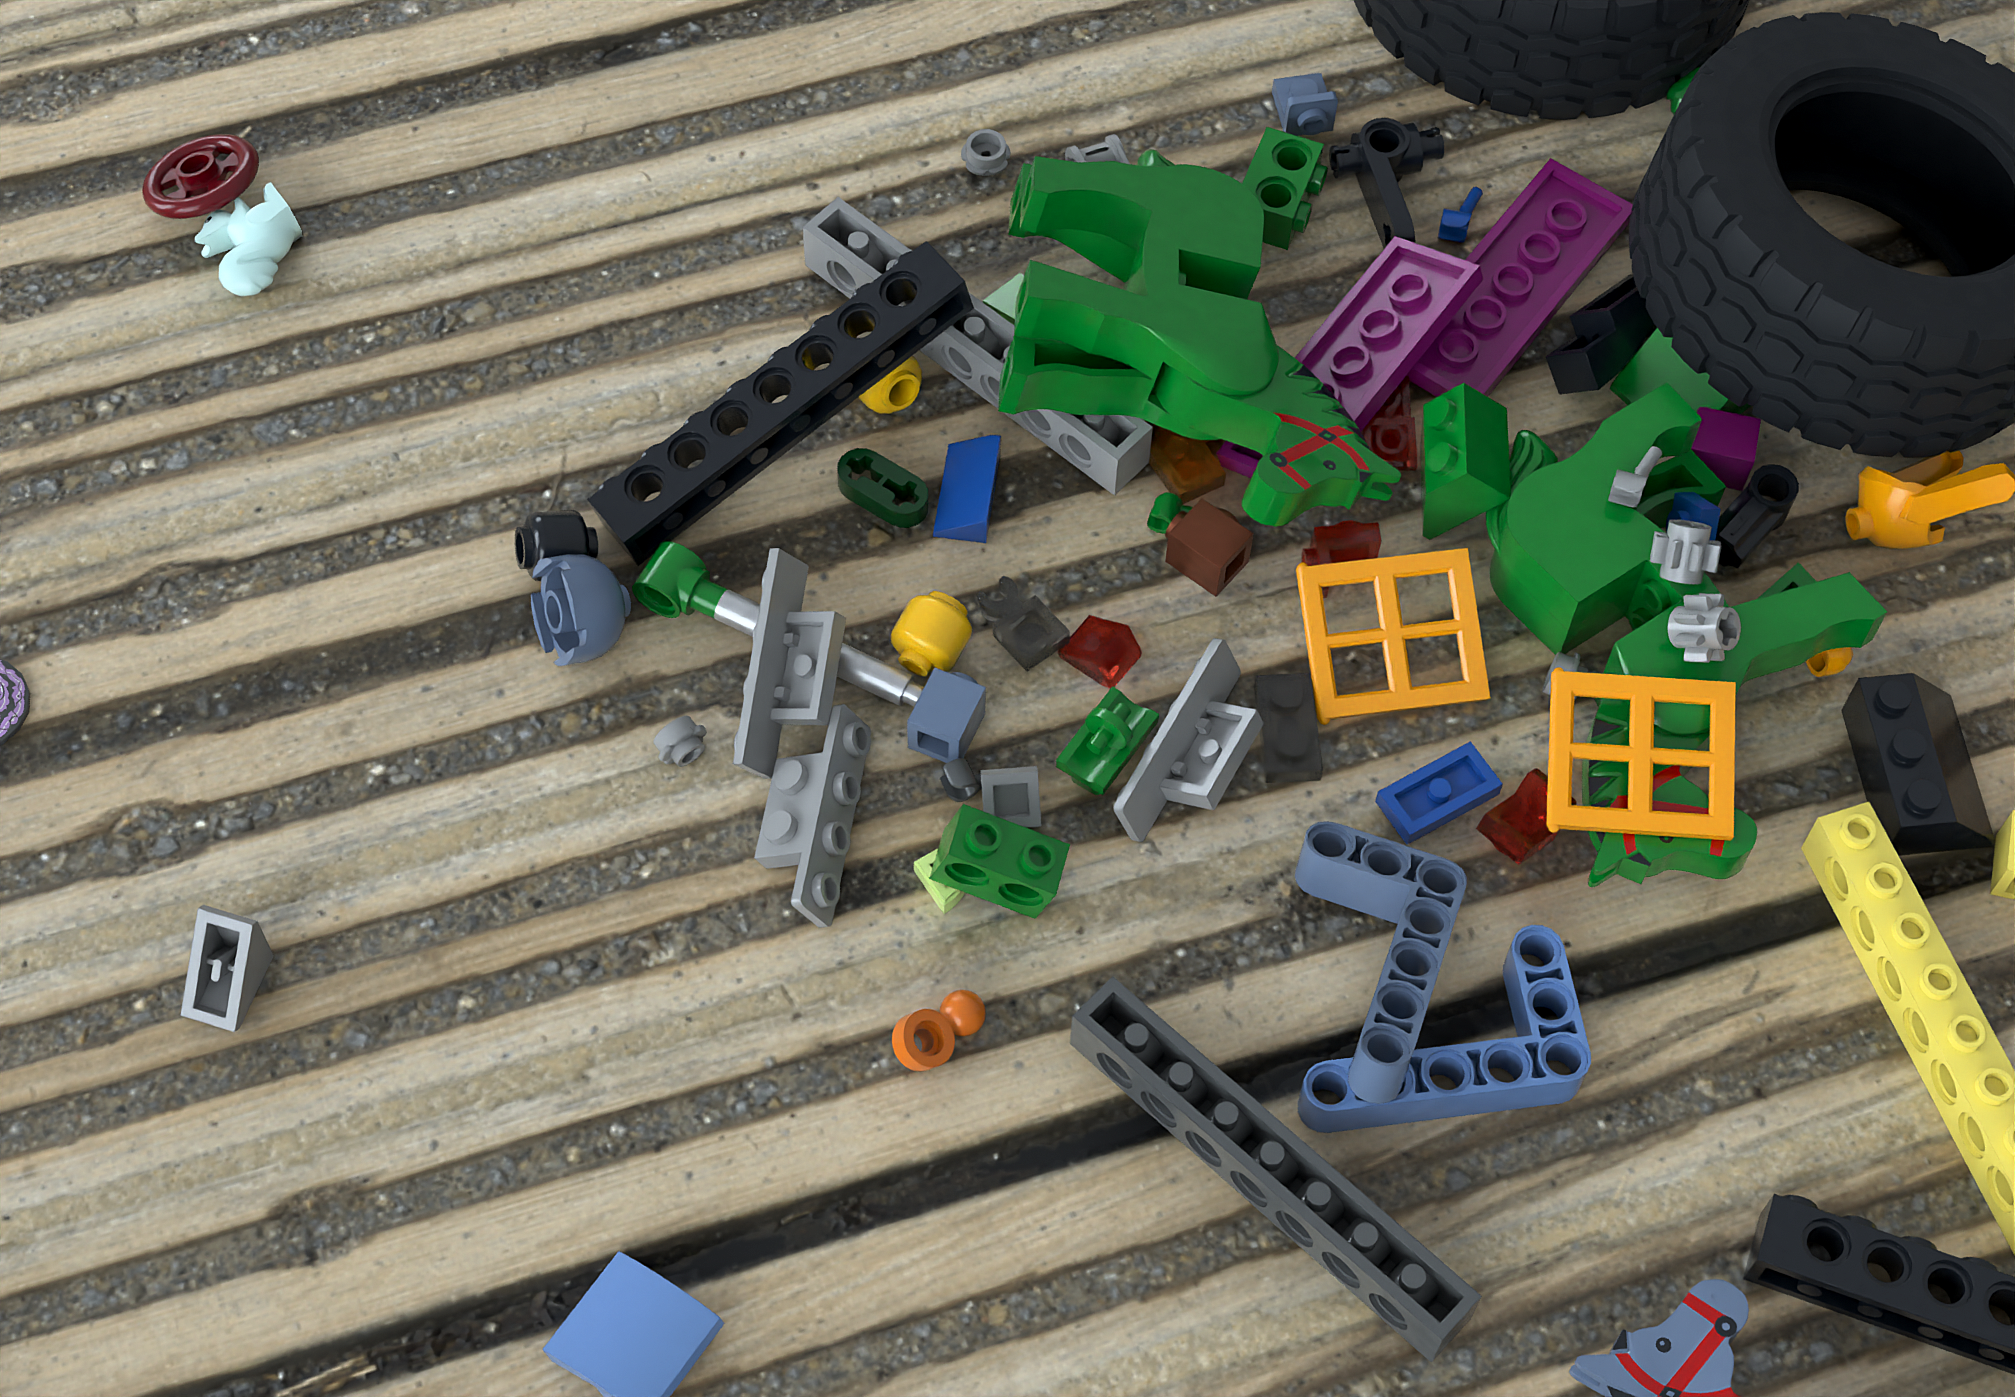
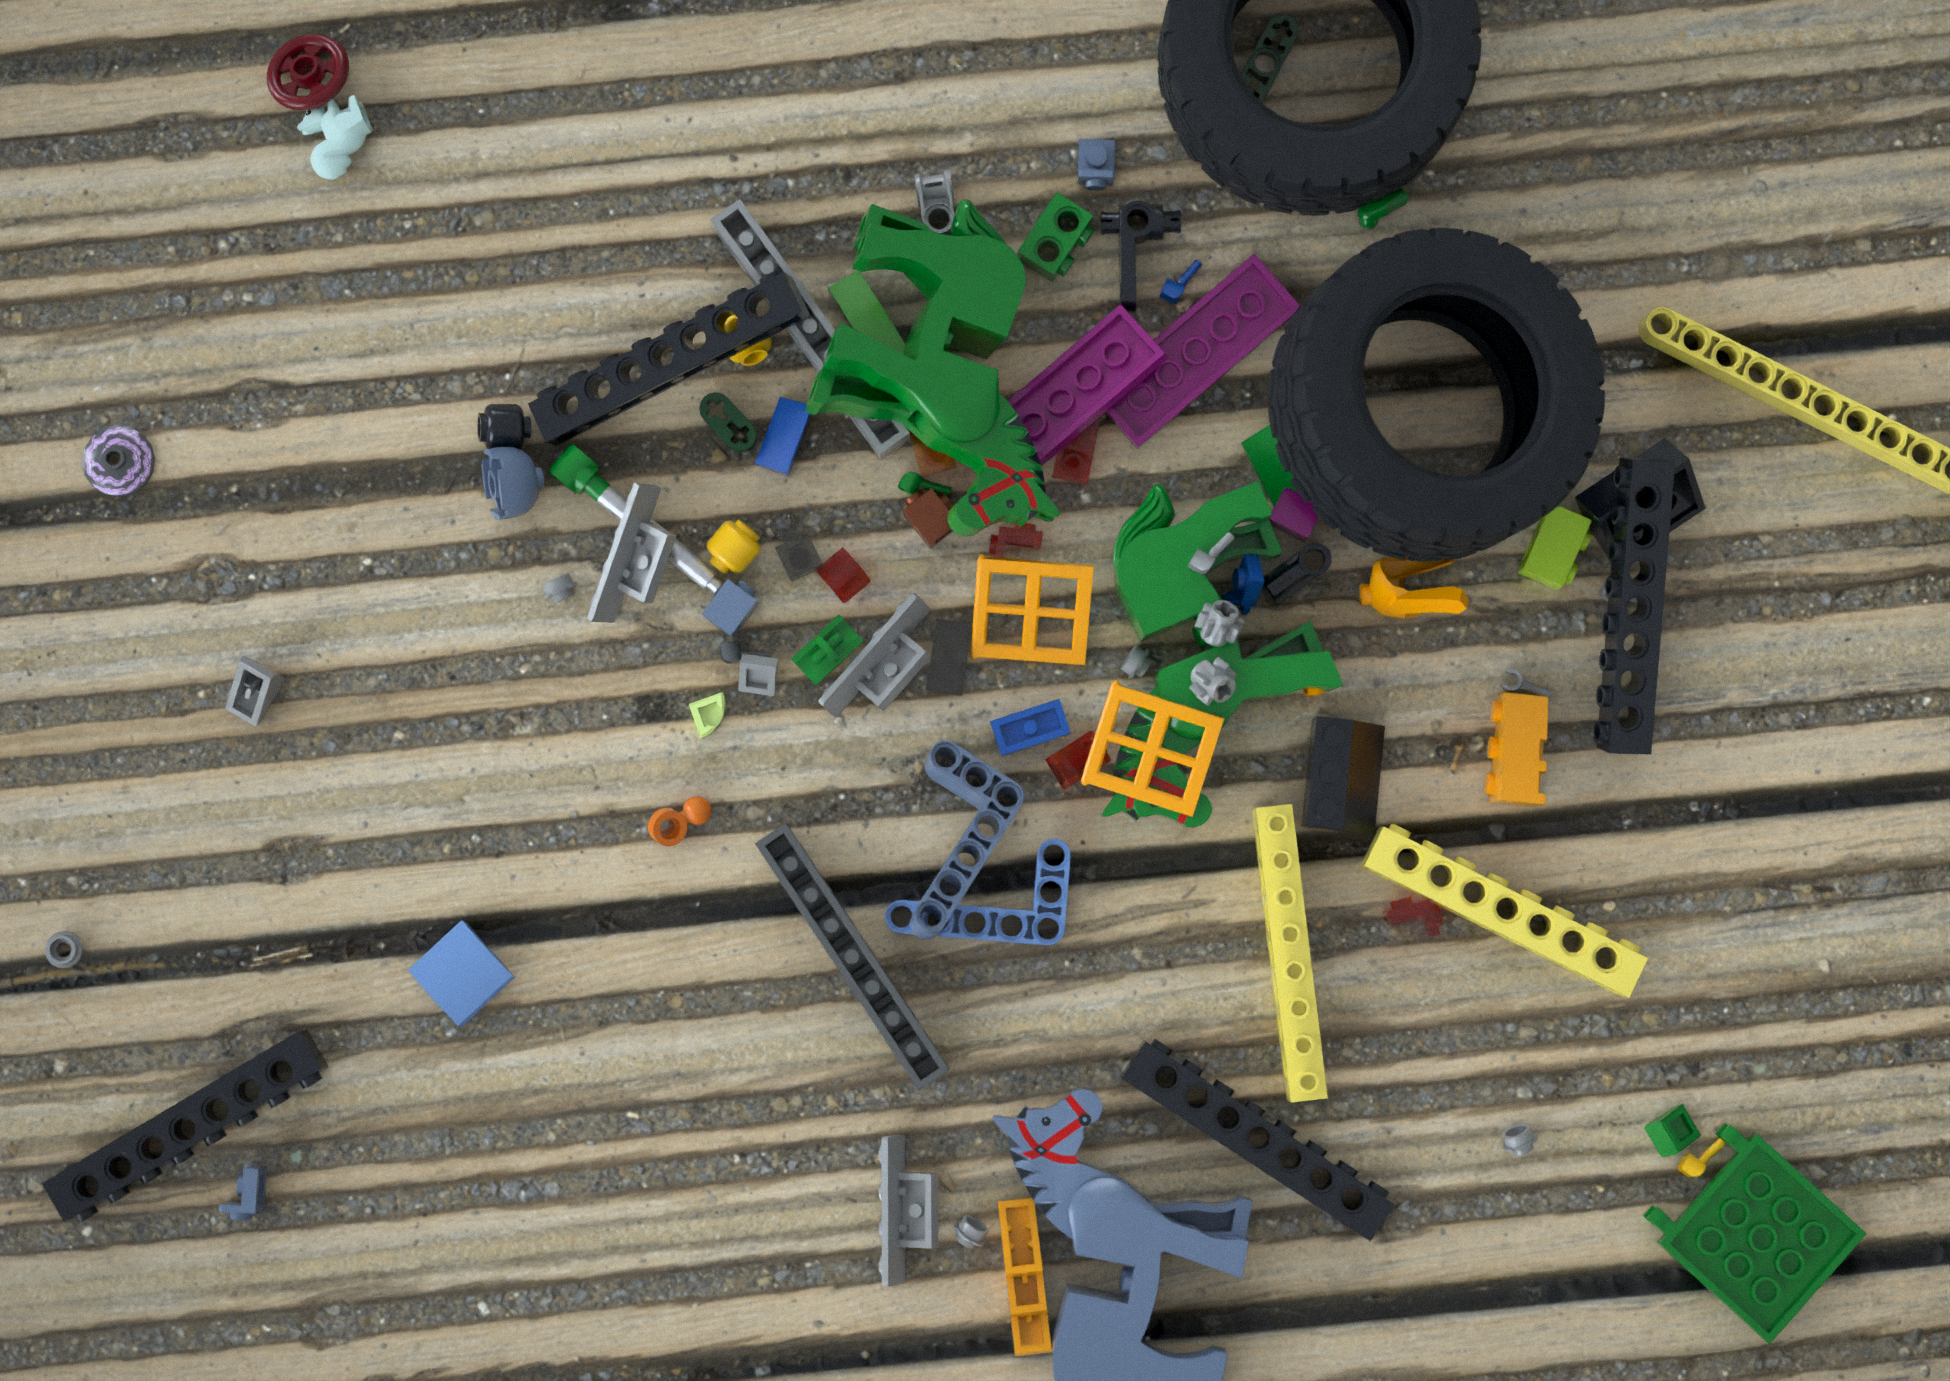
camera: 10 degrees right, 25 degrees up
(813, 814) = (632, 658): light grey bracket -> none
(985, 143) = (857, 152): light grey plate -> none
(999, 861) = (738, 723): green brick -> none
(1462, 458) = (1111, 499): green slope -> none
(1605, 339) = (1241, 415): black slope -> none

